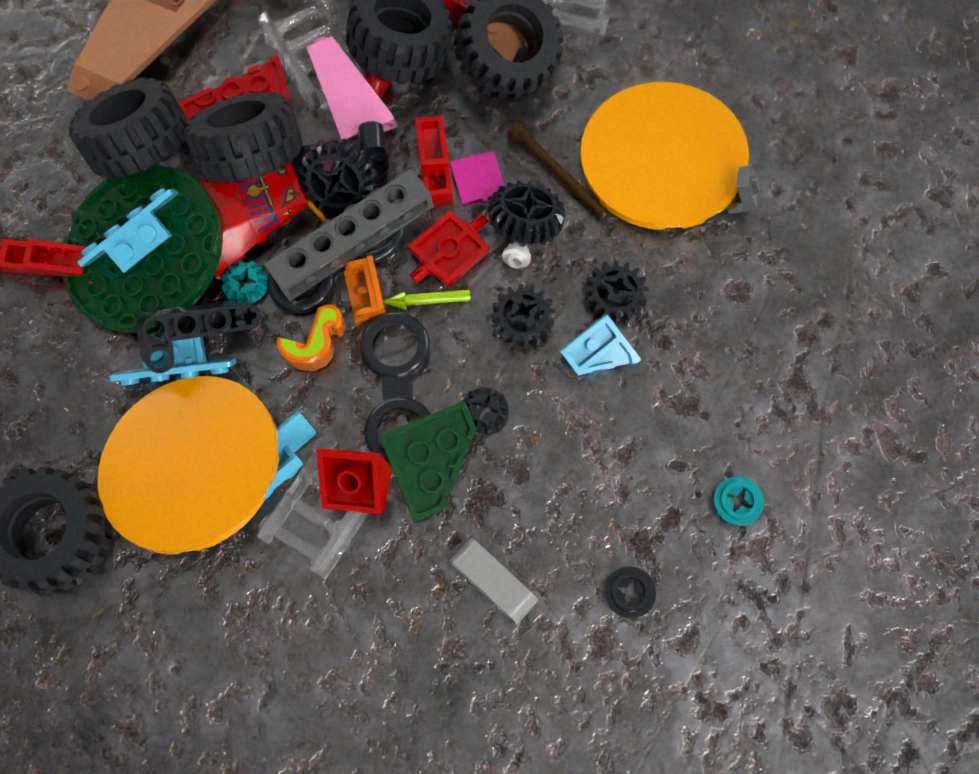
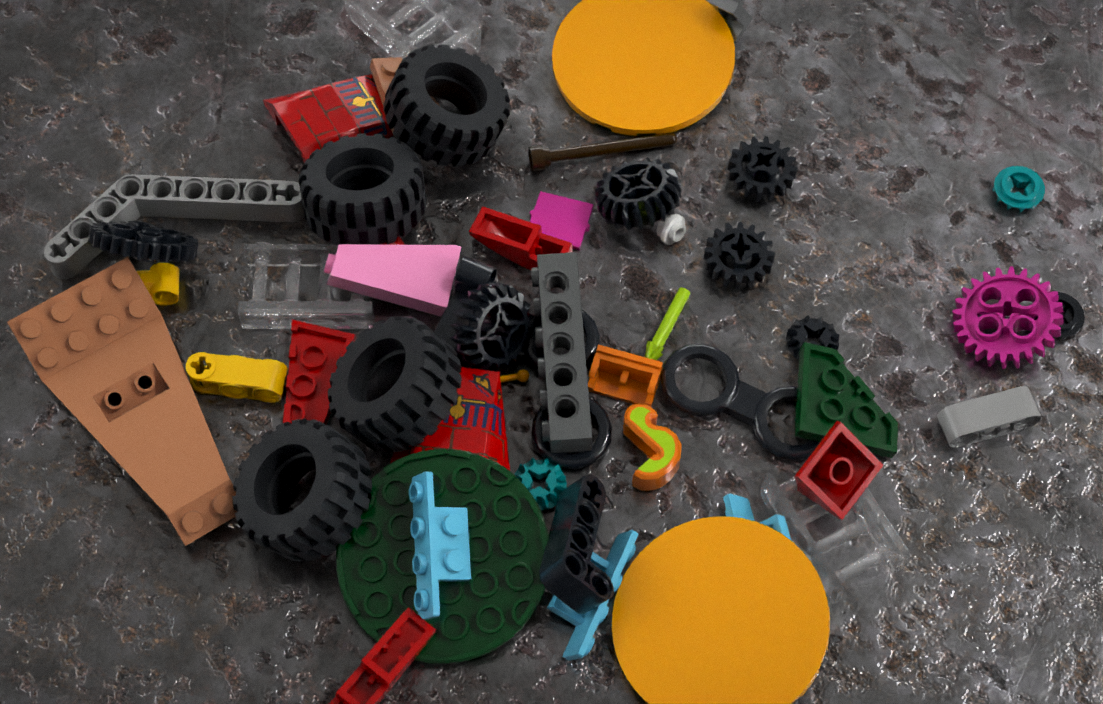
camera: 60 degrees left, 10 degrees down
(214, 46) = (237, 376): none -> yellow piece
(449, 248) = (625, 281): red plate -> none
(569, 560) = (1005, 343): none -> dark pink gear
(599, 348) = (810, 213): medium azure wing -> none

